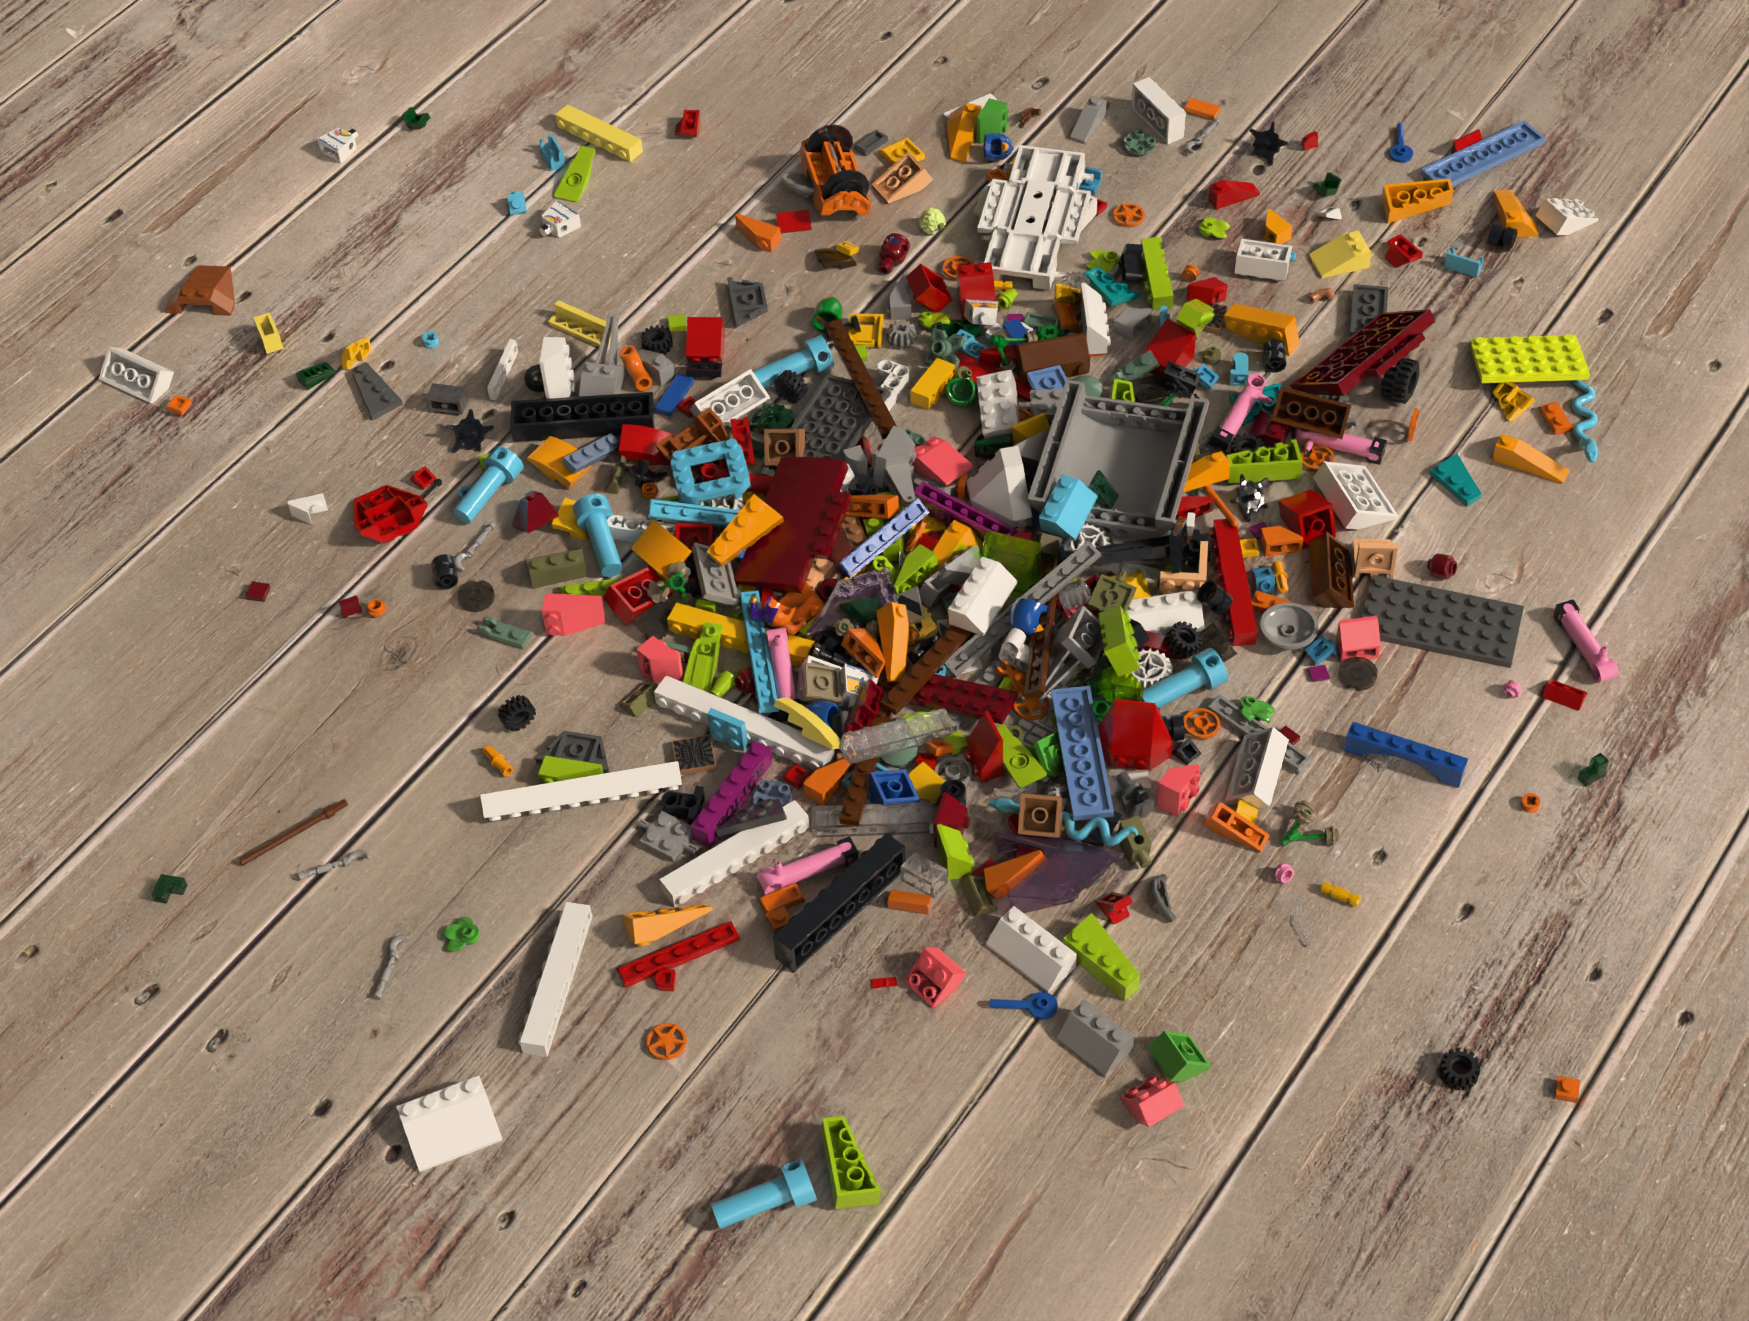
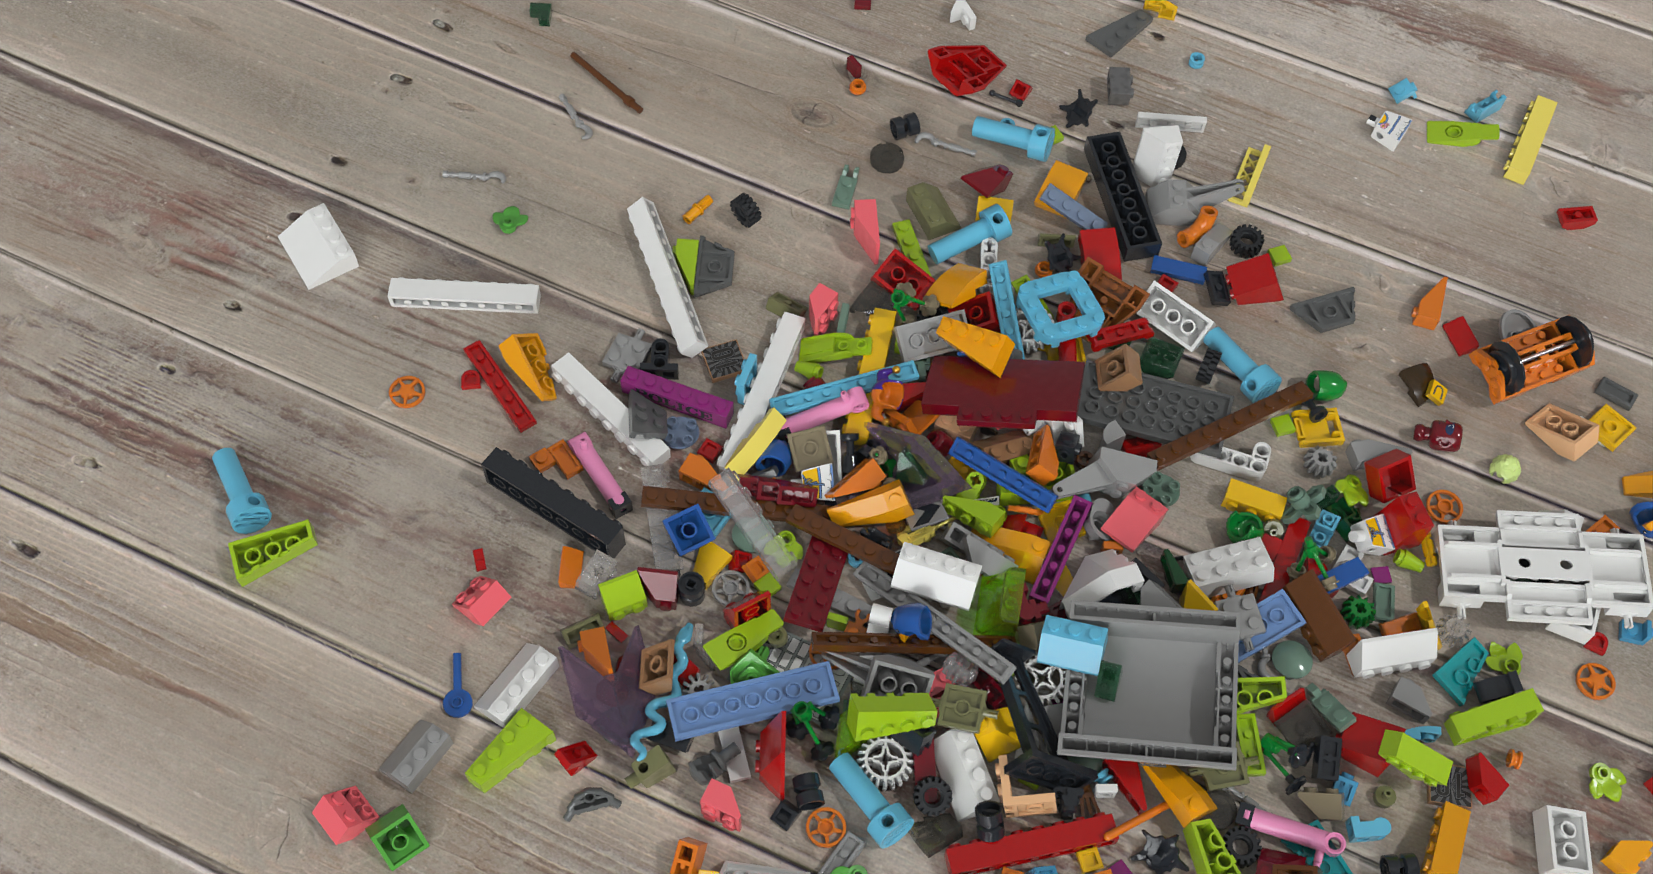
camera: 75 degrees right, 10 degrees up
(1218, 386) = (1326, 804): none -> dark tan slope

